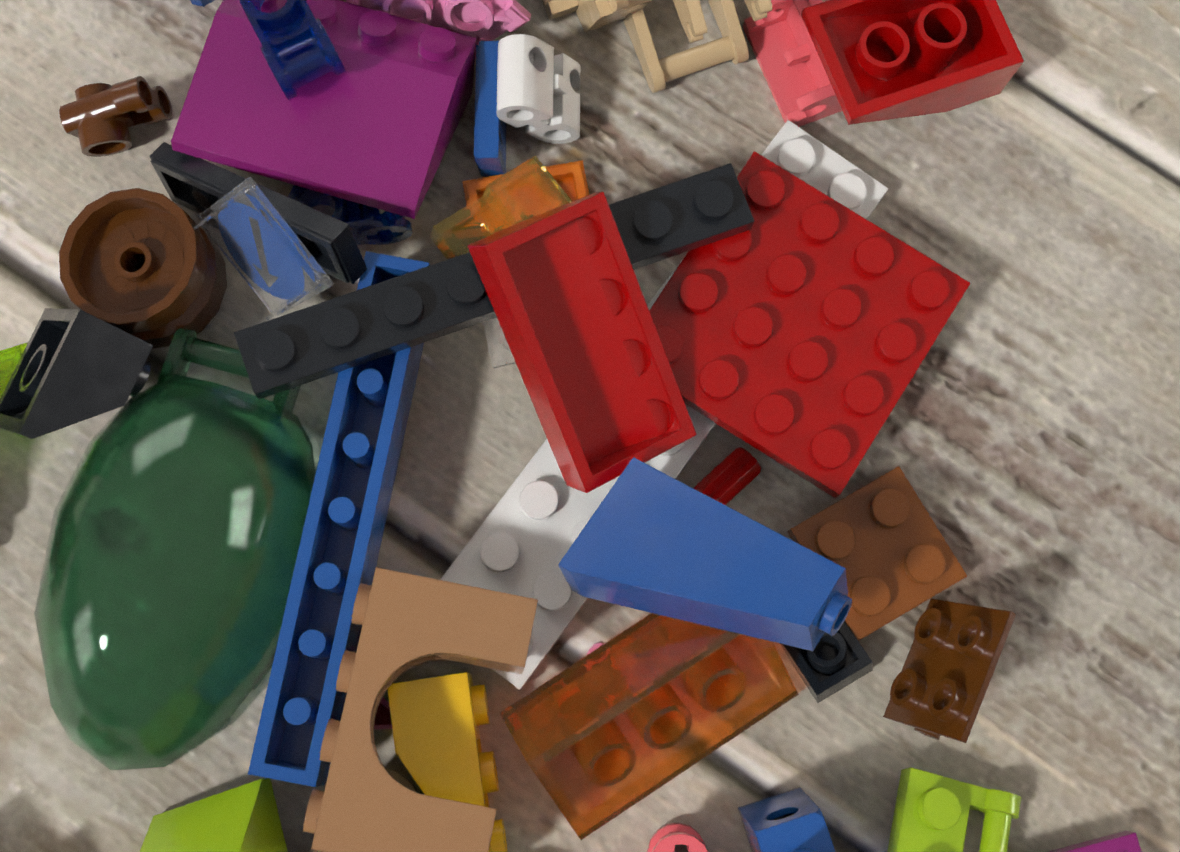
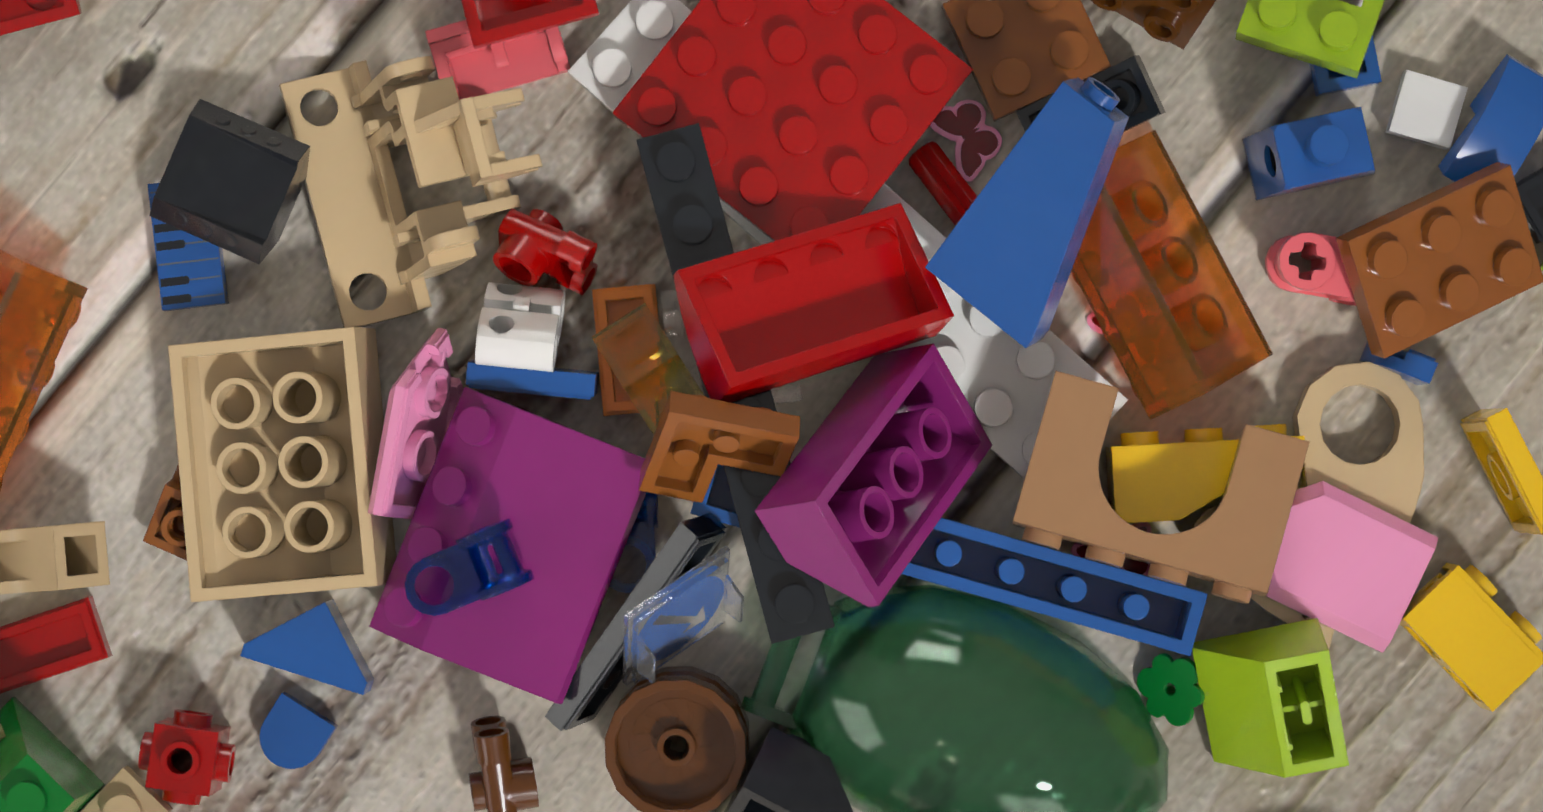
camera: 80 degrees left, 10 degrees up
(222, 763) = (1158, 686): none -> green plant
(410, 423) = (876, 475): none -> magenta slope
(435, 233) = (707, 432): none -> dark orange plate
(620, 110) = (538, 246): none -> red plate
(779, 502) = (973, 138): none -> dark red sticker

